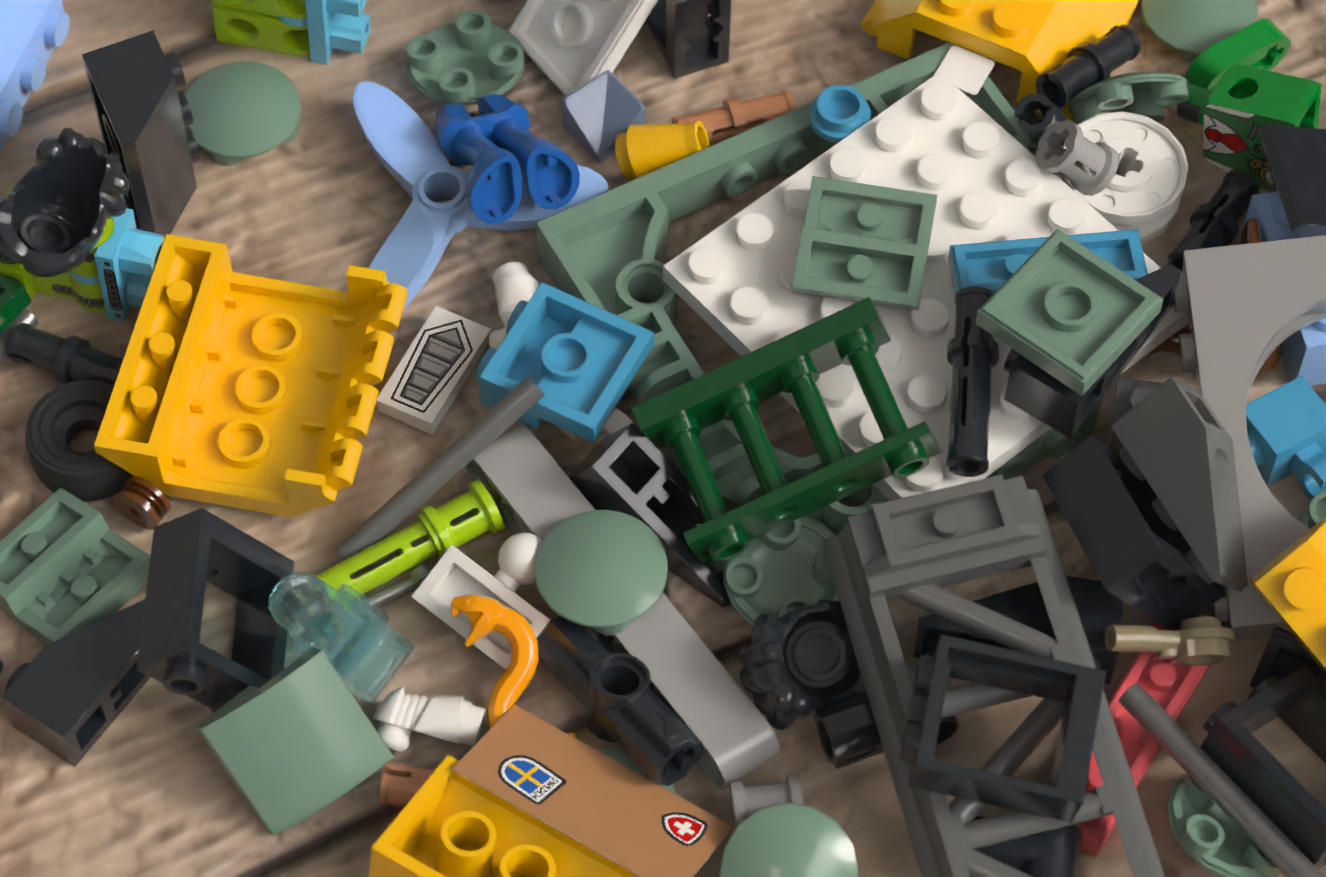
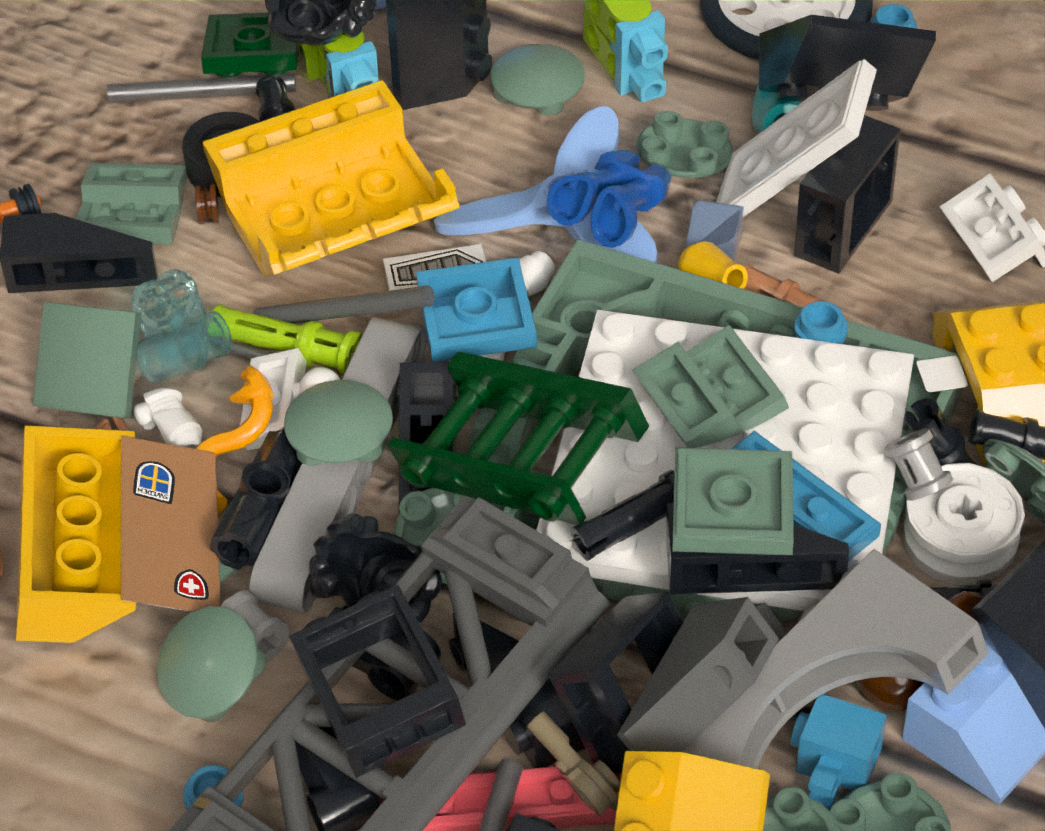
camera: 55 degrees right, 10 degrees down
(182, 559) = (177, 233): black window -> none

